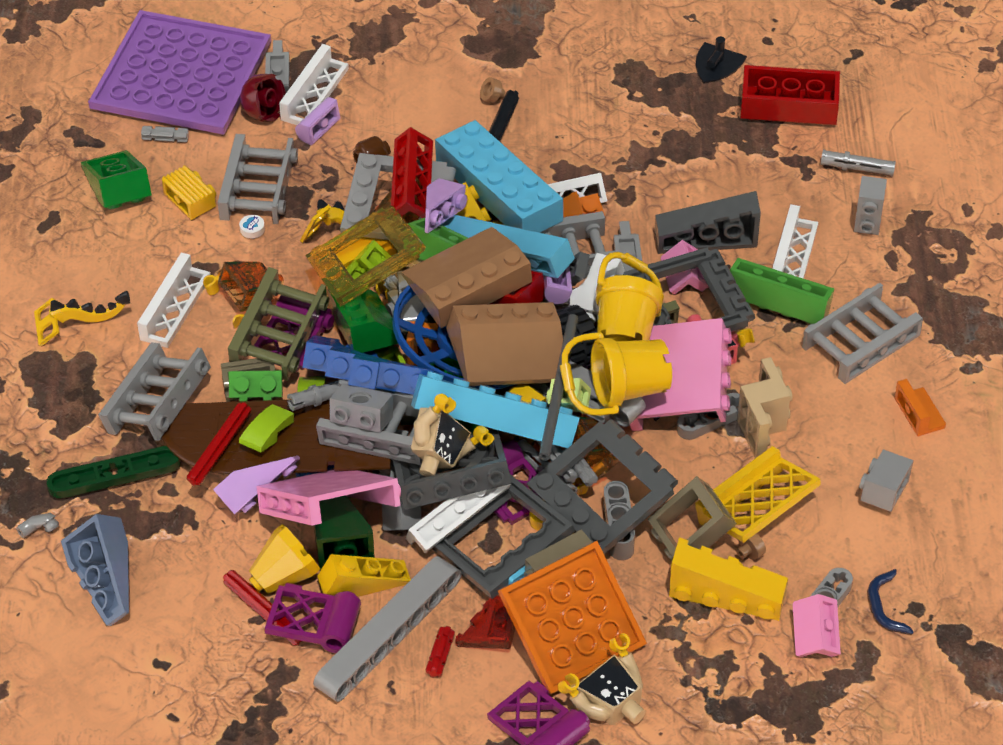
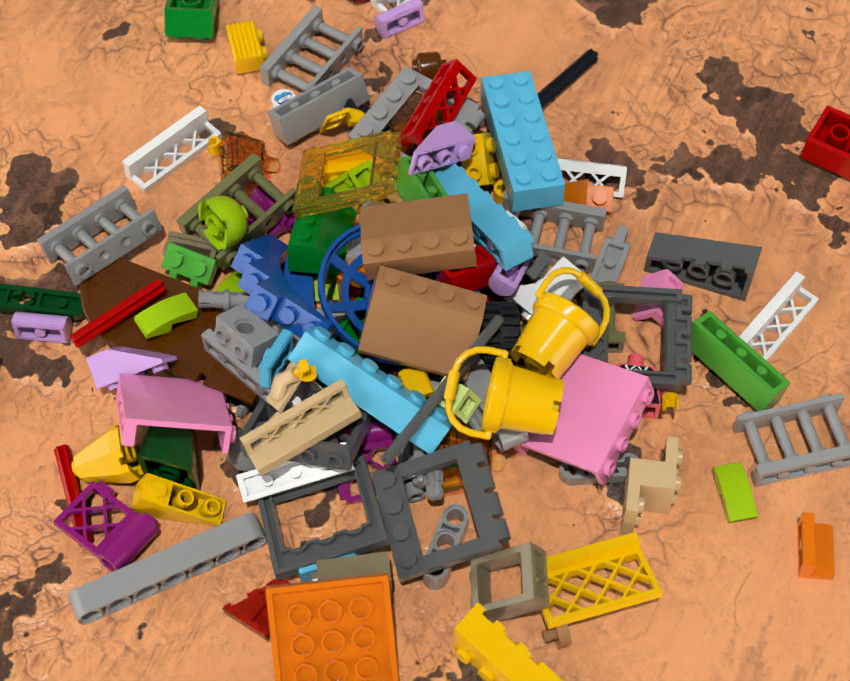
camera: 25 degrees right, 10 degrees up
(72, 310) = (77, 127): yellow piece -> none
(146, 487) = (42, 327): none -> lavender brick
(275, 332) = (224, 221): none -> lime cylinder
(291, 216) = (309, 109): none -> light grey brick
(399, 415) = (275, 358): none -> medium azure plate
(440, 651) = (202, 614): red axle -> none
(456, 458) = (301, 428): none -> tan fence
(492, 90) = (574, 43): medium nougat tile -> none
(716, 62) = (809, 89): black shield -> none
(833, 389) = (735, 491): none -> lime slope
(885, 480) = (734, 618): light grey brick -> none

